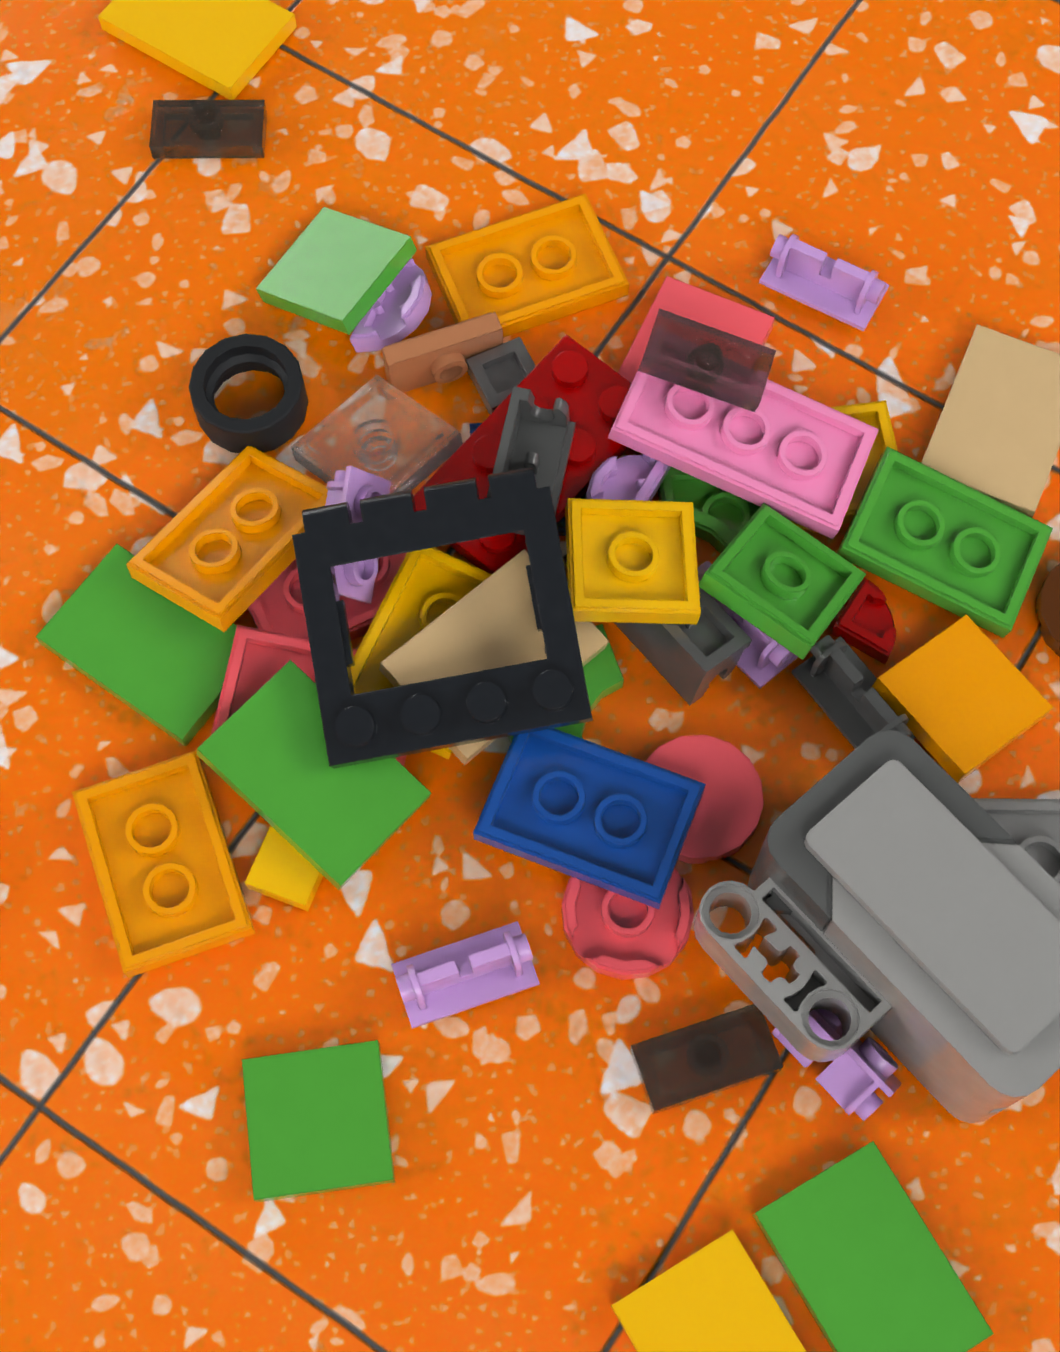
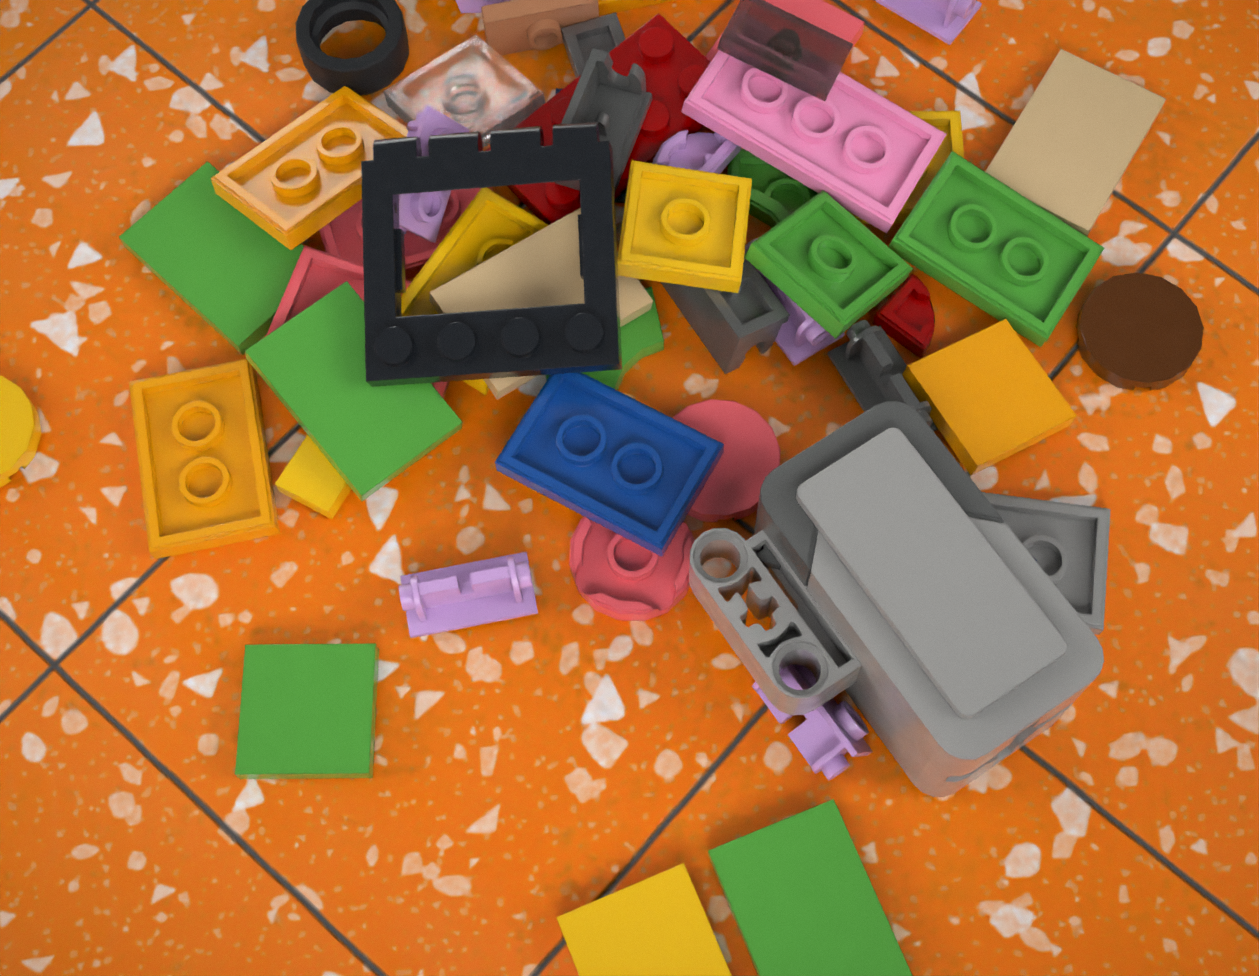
camera: 10 degrees right, 0 degrees up
(705, 1058) = (685, 702): clear smoke plate -> none

